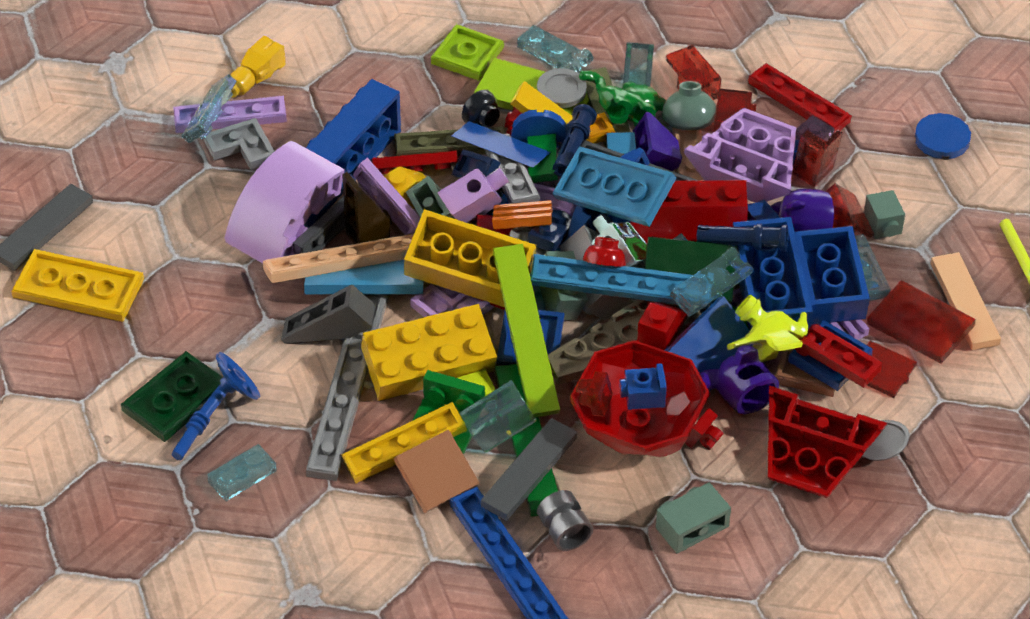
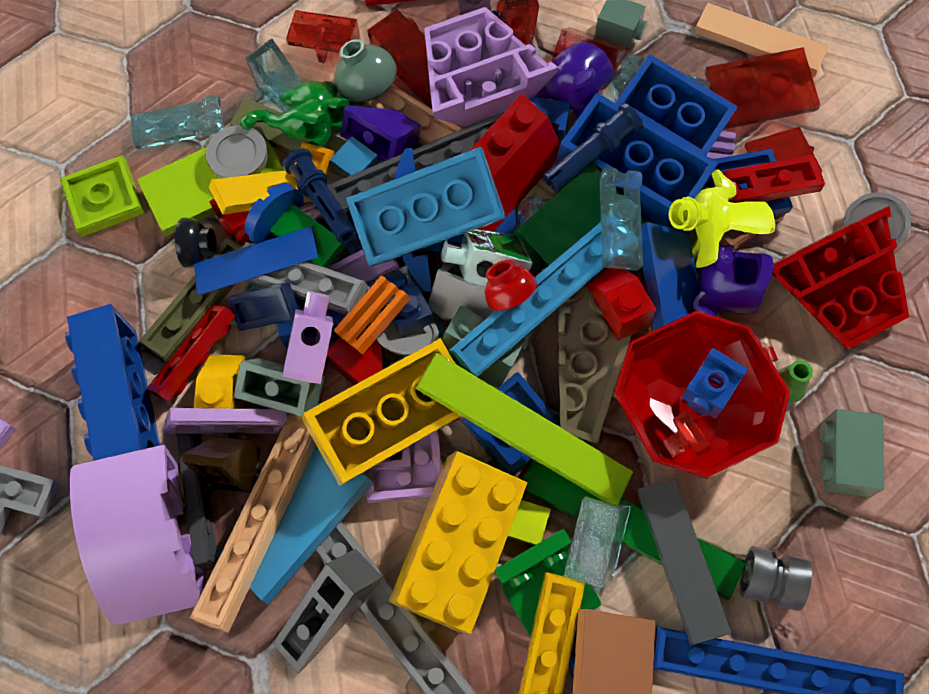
camera: 45 degrees left, 20 degrees up
(709, 459) = (797, 379): none -> bright green cone

